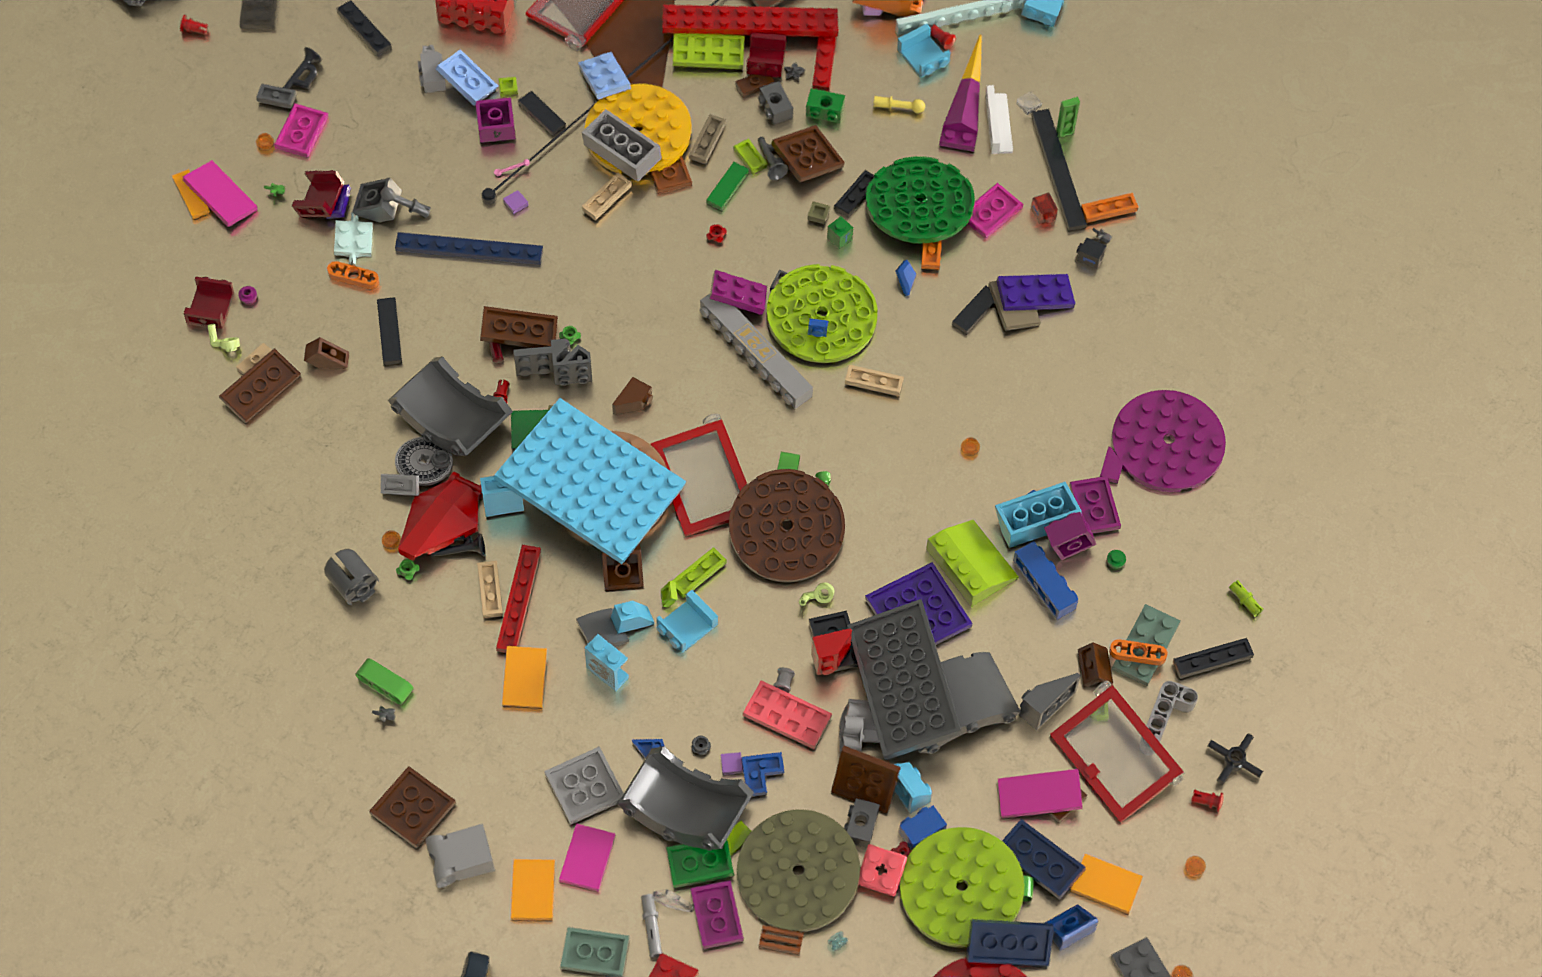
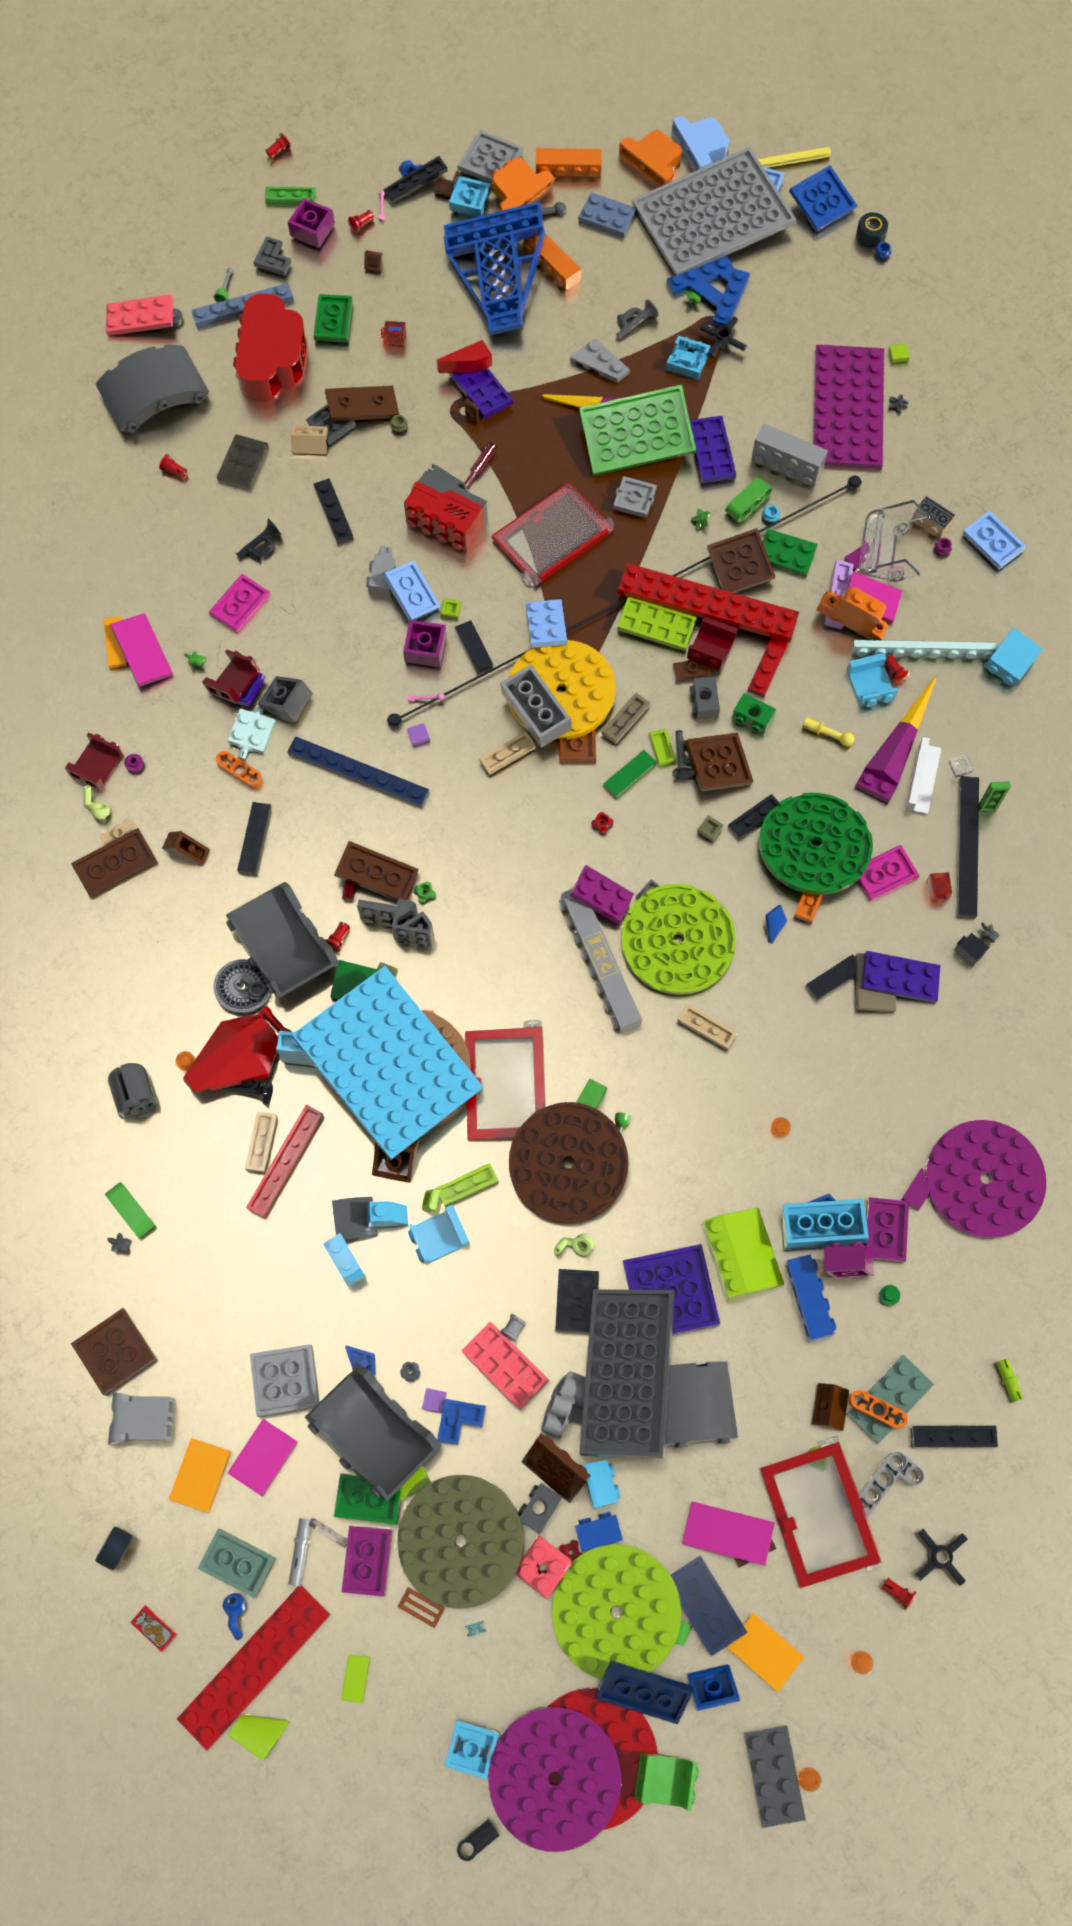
camera: 20 degrees right, 10 degrees up
(265, 141) = (201, 606): clear orange plate -> none
(276, 96) = (227, 561): dark grey plate -> none
(389, 195) = (294, 697): dark grey pin -> none
(400, 484) = (210, 1006): light grey plate -> none
(407, 563) = (189, 1102): bright green plate -> none
(524, 677) = (263, 1246): light orange tile -> none
(633, 397) = (463, 977): reddish brown slope -> none
(794, 71) = (735, 667): dark grey plant -> none
(817, 327) = (667, 957): blue plate -> none
(830, 650) = (565, 1317): red slope -> none
(840, 232) = (724, 856): green brick -> none
(1046, 699) = (764, 1434): dark grey slope -> none
(1109, 207) = (1007, 904): orange plate -> none

